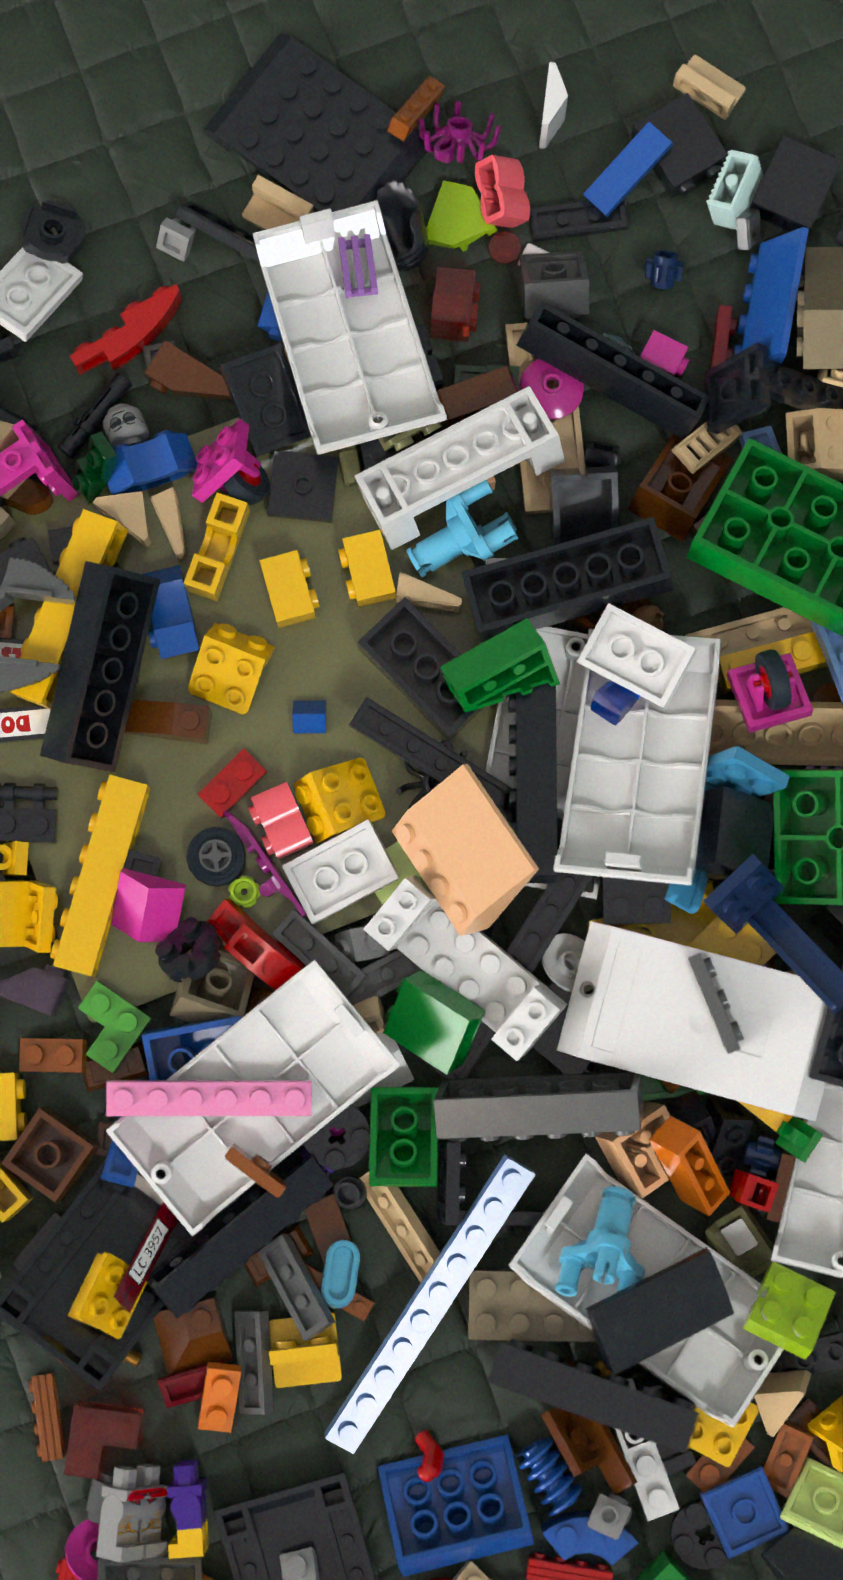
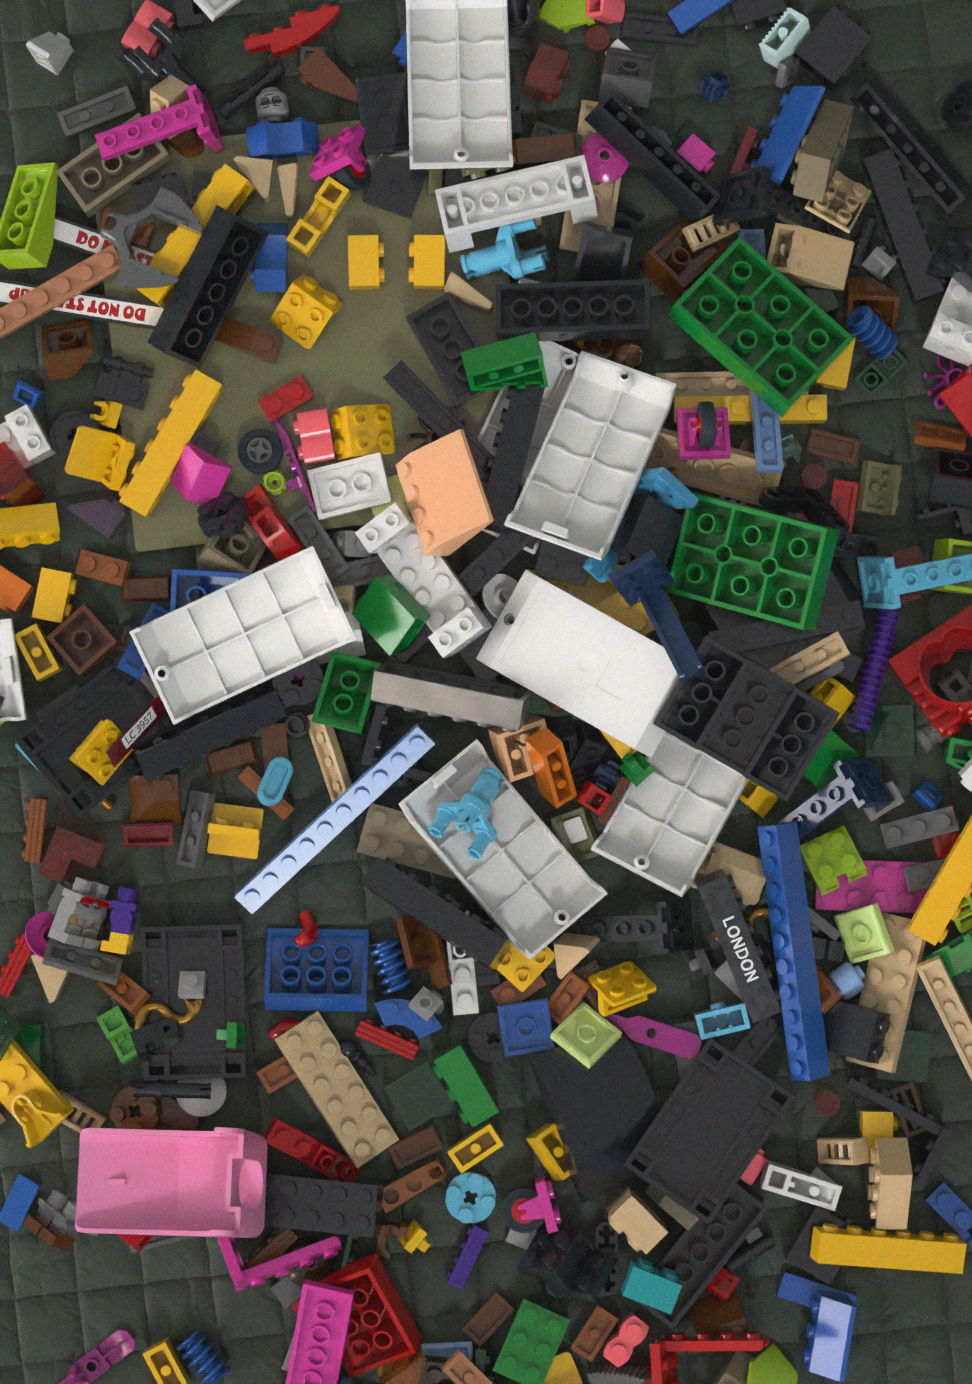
camera: 15 degrees right, 5 degrees up
(95, 469) = (241, 134): dark green slope -> none
(121, 1023) = (159, 557): bright green plate -> none
(209, 1098) = (210, 627): bright pink plate -> none
(219, 1397) = (164, 848): orange plate -> none
(257, 1169) = (232, 687): dark orange plate -> none
(296, 1287) = (240, 781): dark grey plate -> none
(309, 717) = (356, 363): blue slope -> none
(355, 244) = (481, 9): medium lavender tile -> none
(613, 702) = (584, 410): clear blue slope -> none
(637, 656) = (610, 381): white plate -> none
(659, 1311) = (498, 863): black slope -> none
(716, 1002) = (598, 651): dark grey plate -> none
(790, 1311) = (594, 888): lime piece -> none

